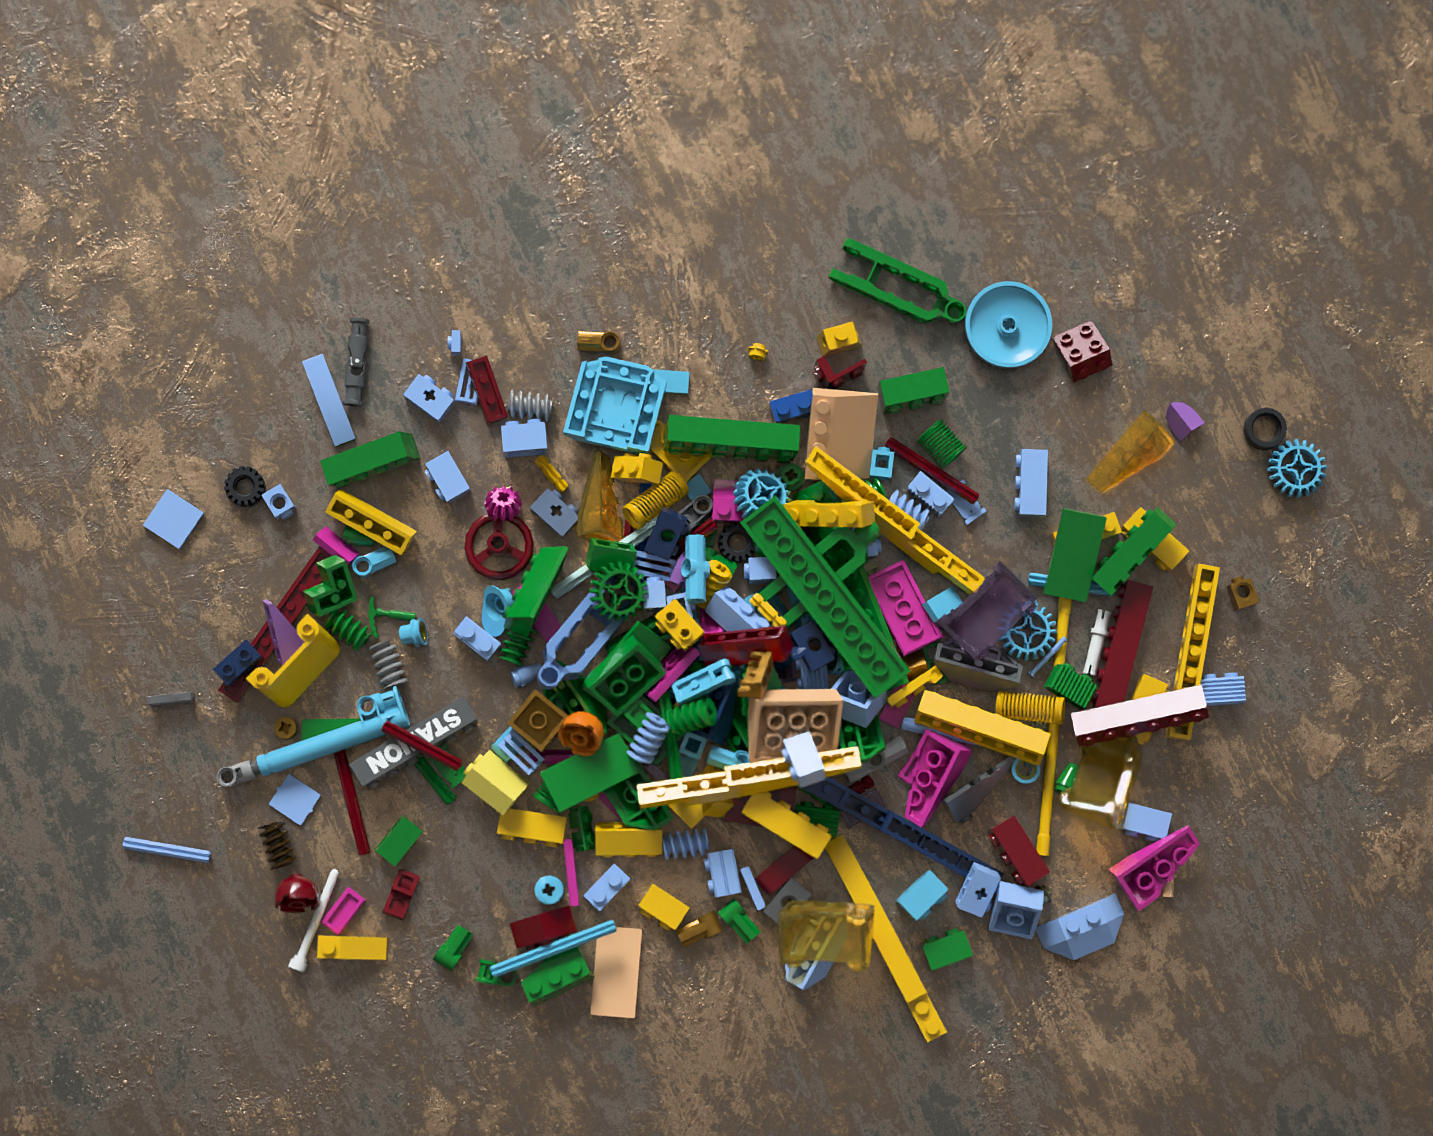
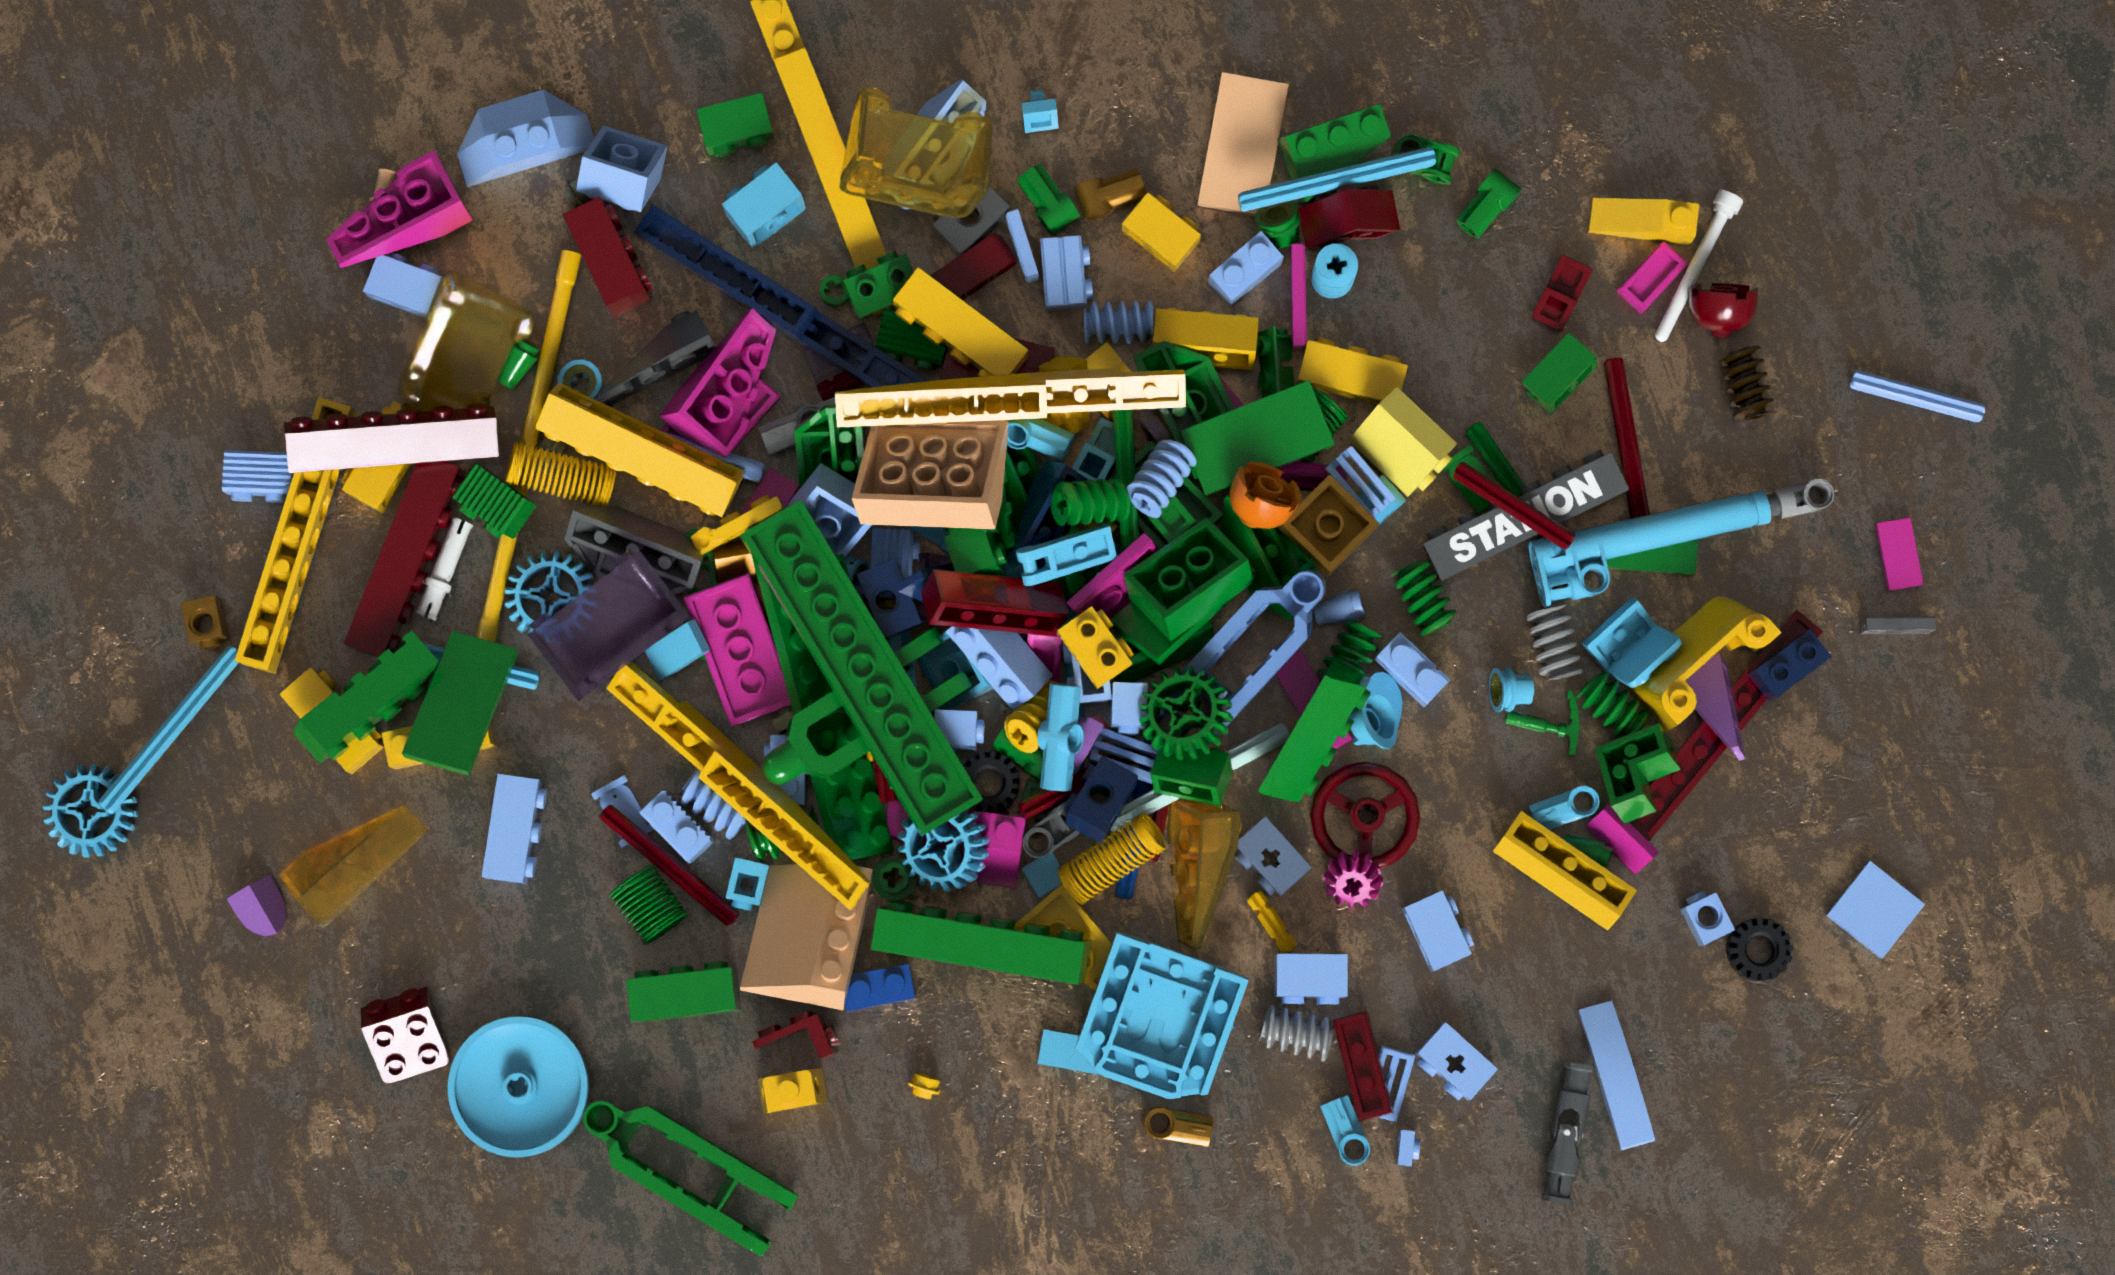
camera: 165 degrees left, 0 degrees up
(172, 745) = (1899, 554): none -> dark pink tile
(288, 730) = (1715, 566): pearl gold wheel -> none
(294, 799) = (1714, 454): light blue piece -> none
(339, 668) = (1631, 644): none -> medium azure bracket
(370, 458) = (1557, 971): green wedge -> none
(473, 686) = (1424, 597): none -> green piece
(495, 351) = (1345, 1127): none -> medium azure piece
(587, 917) = (1279, 223): none -> green piece
(637, 469) = (1136, 909): yellow brick -> none
(750, 977) = (1039, 113): none -> medium azure tile
(757, 676) = (982, 548): pearl gold hinge -> none
(767, 610) = (953, 658): yellow axle -> none
(803, 759) = (923, 410): brick -> none
(831, 514) = (808, 793): yellow arch -> none
(841, 851) = (876, 287): none -> green brick
(870, 841) = (831, 300): none -> green bush
(978, 878) = (676, 206): light blue brick -> none
(1047, 656) = (523, 554): light blue piece -> none
(1254, 522) = (169, 731): none -> medium azure axle
(1277, 417) = (106, 871): black tyre -> none

